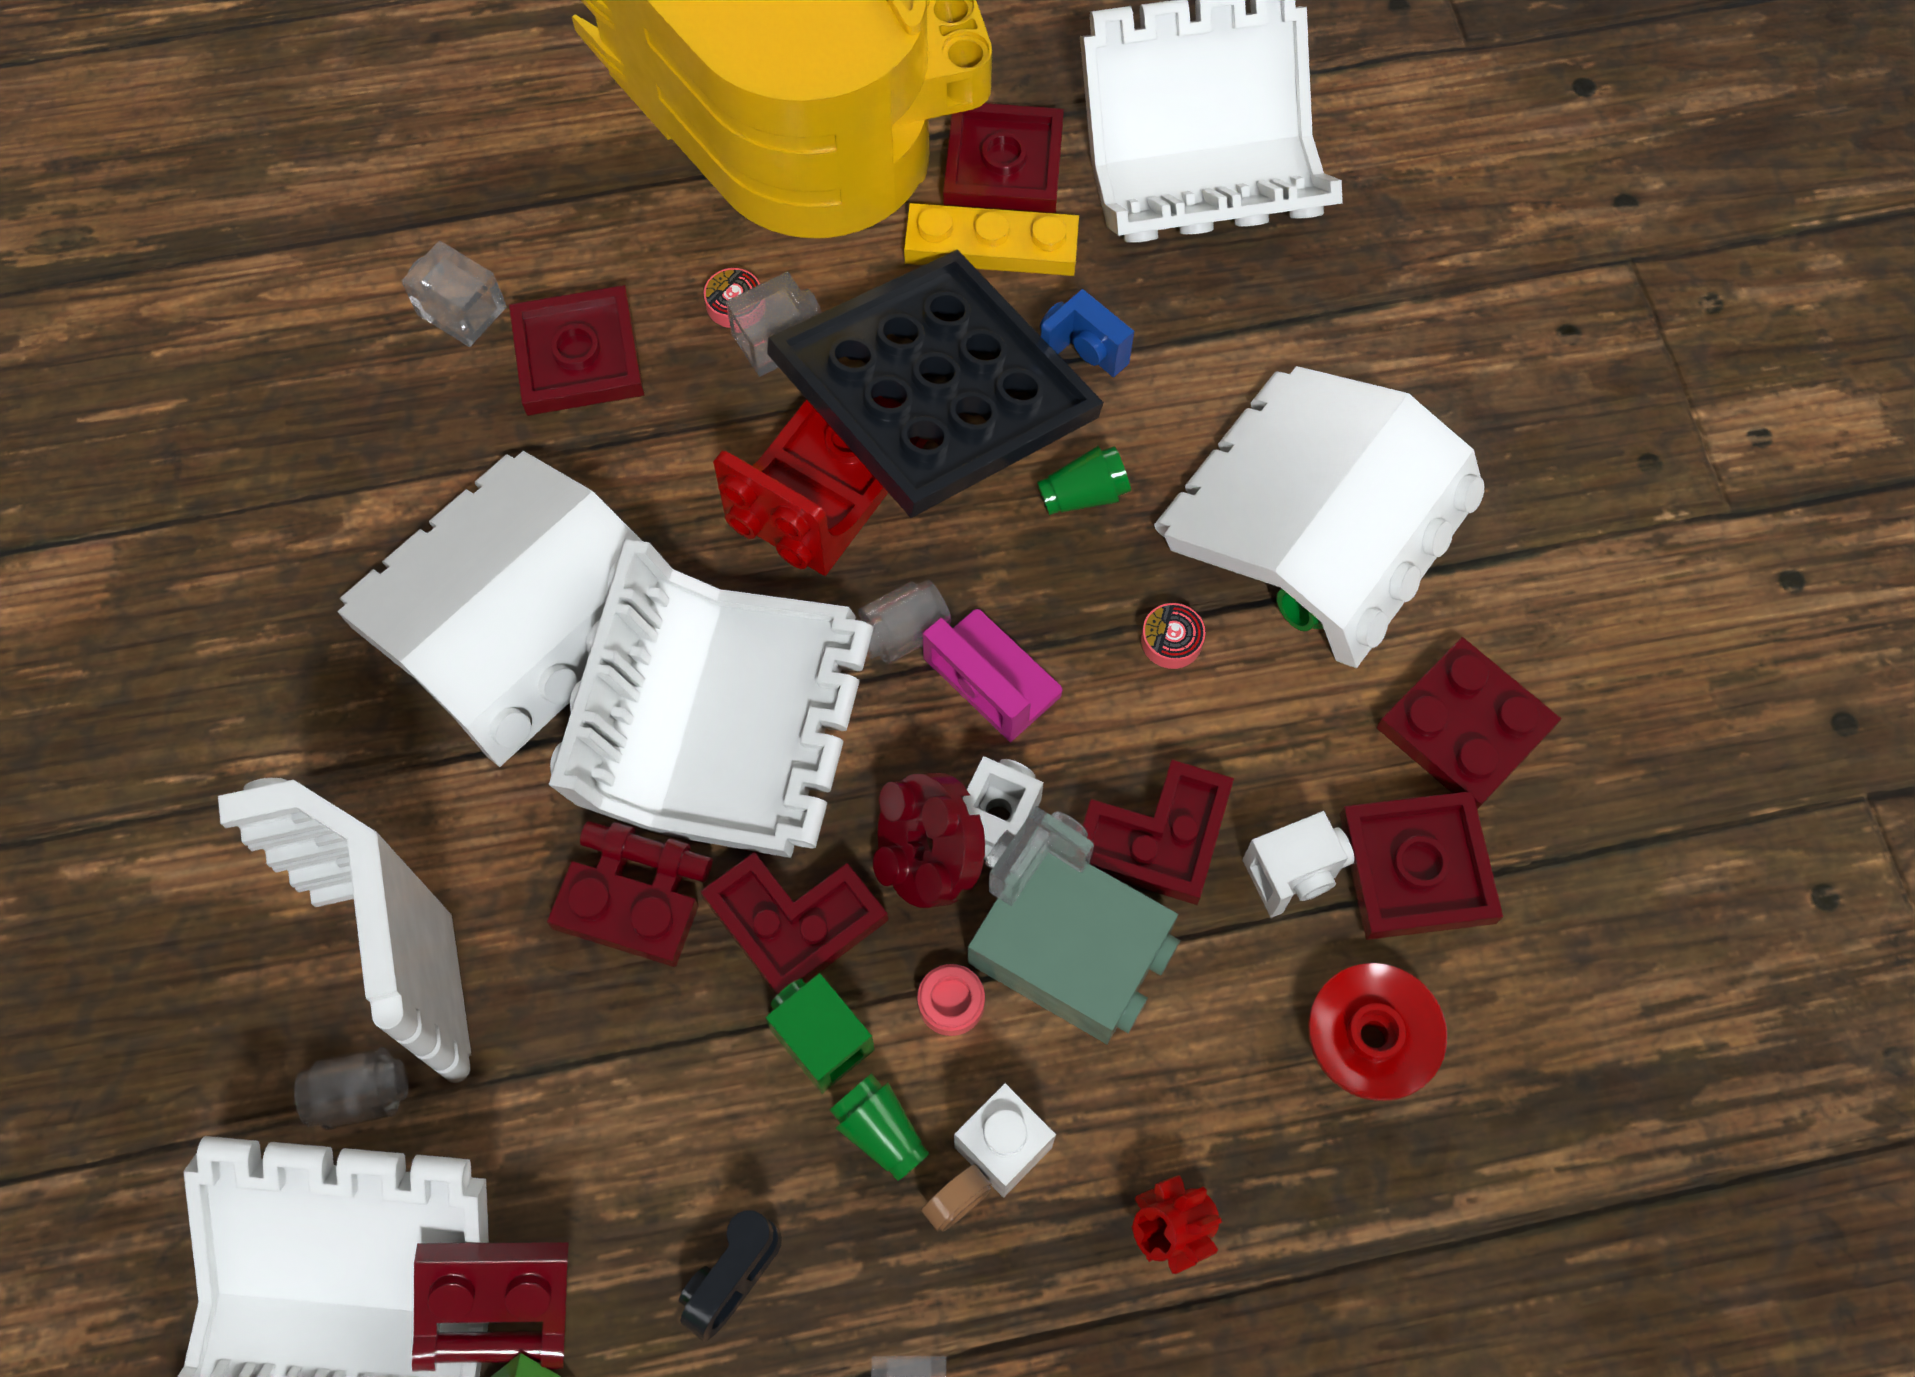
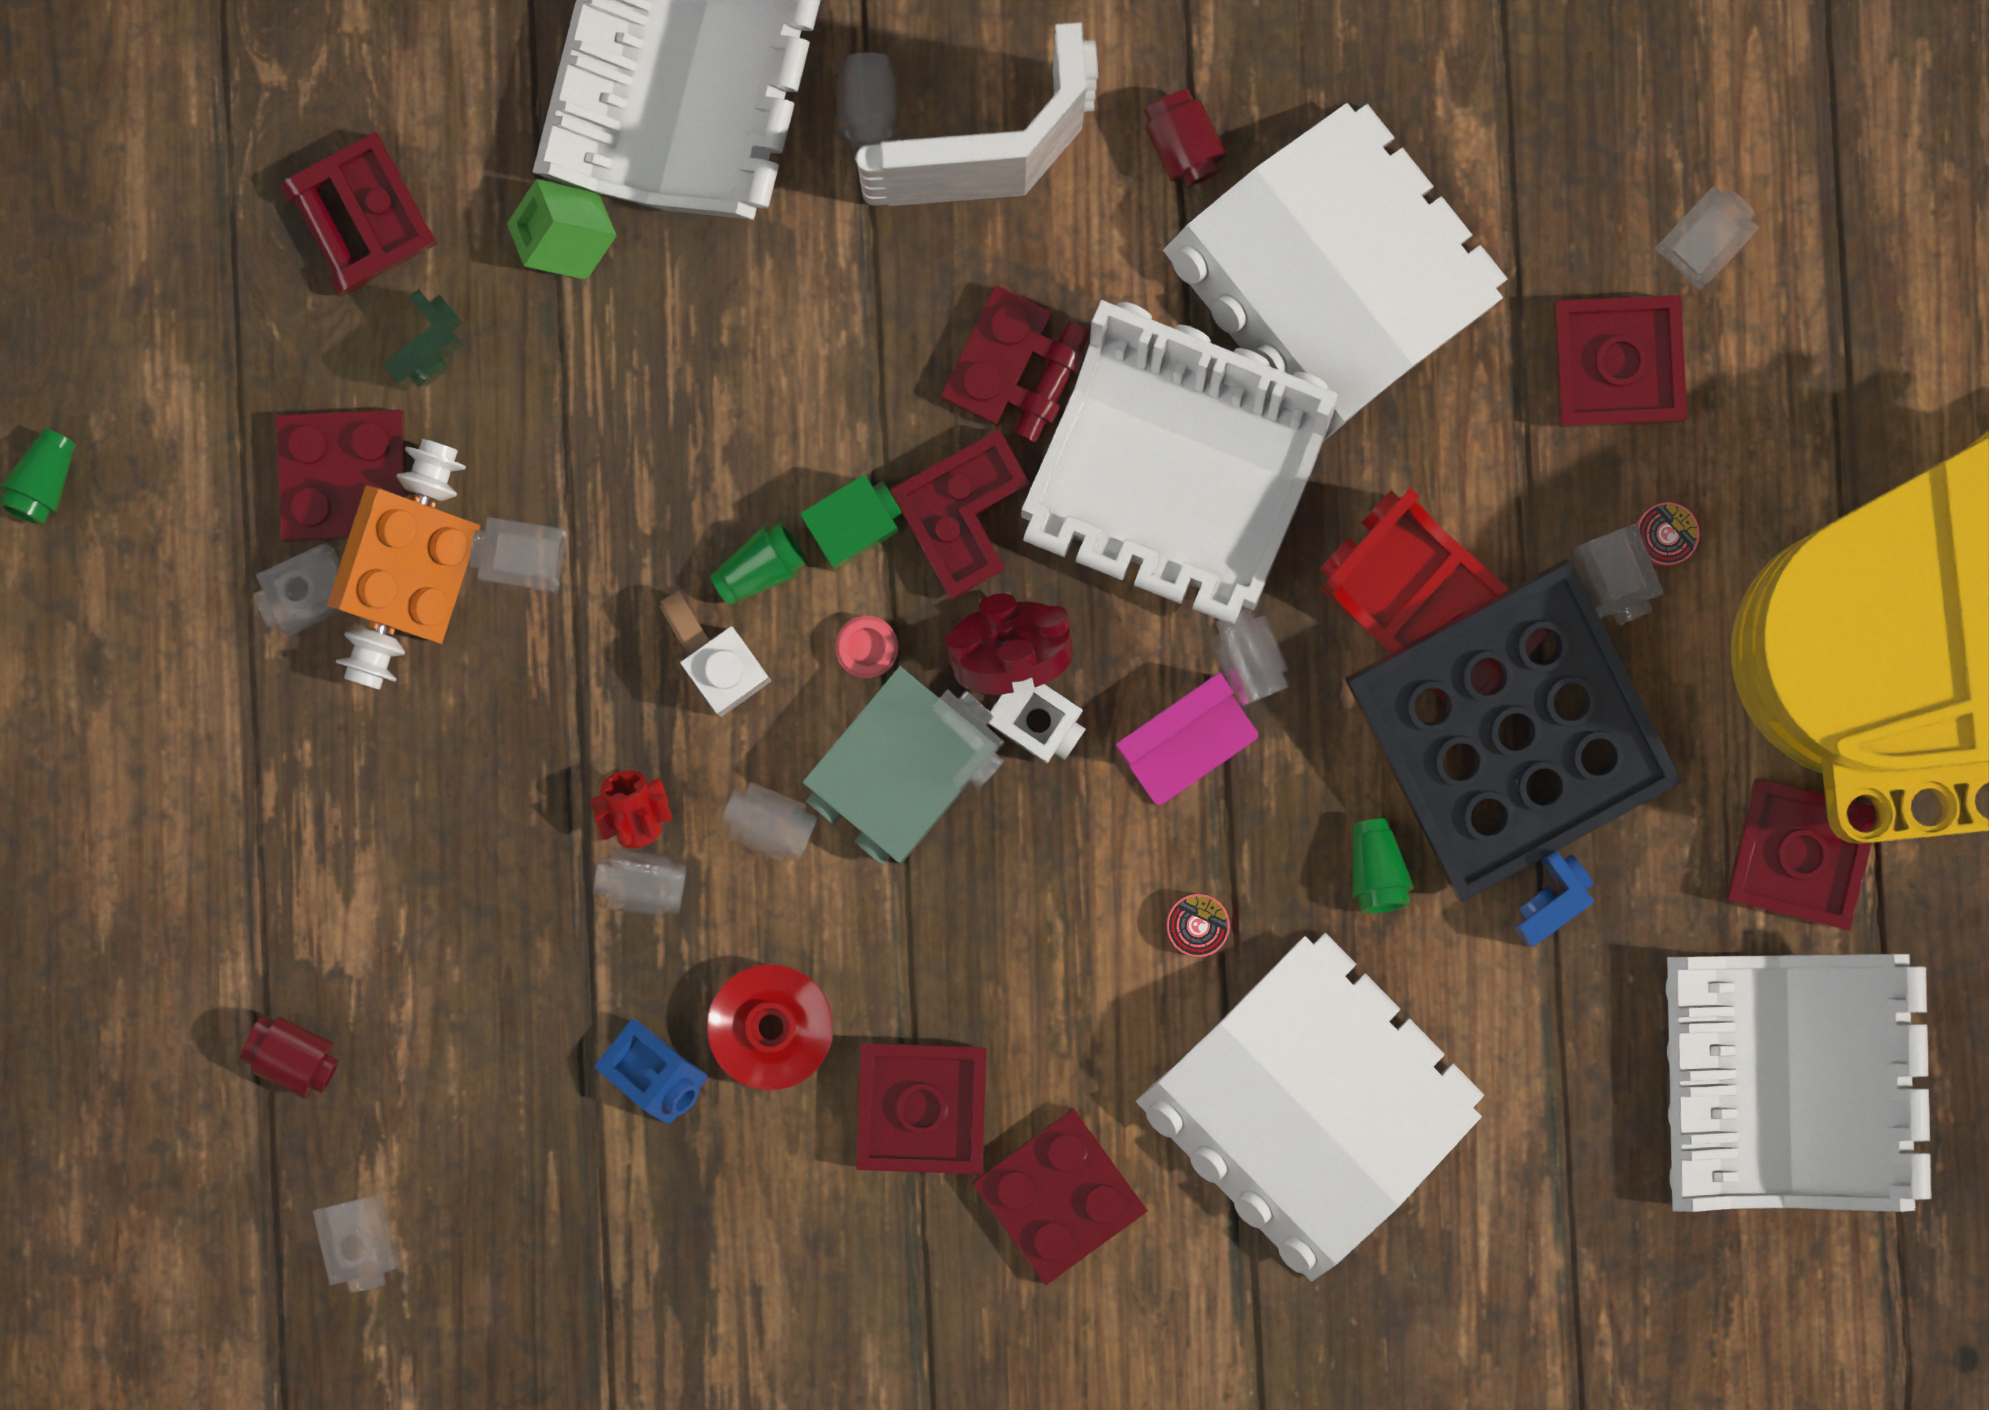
camera: 100 degrees right, 20 degrees up
(379, 757) = (1184, 138): none -> dark red brick
(489, 1286) = (670, 214): dark red plate -> none
(718, 1292) = (639, 405): black plate -> none
(993, 238) = (1701, 824): yellow plate -> none
(1159, 1069) = (768, 822): none -> clear brick
(1171, 849) = (972, 872): dark red plate -> none
(1254, 1202) = (640, 882): none -> clear brick
(1297, 861) = (940, 994): white brick -> none
(1457, 1157) = (651, 1072): none -> blue bracket

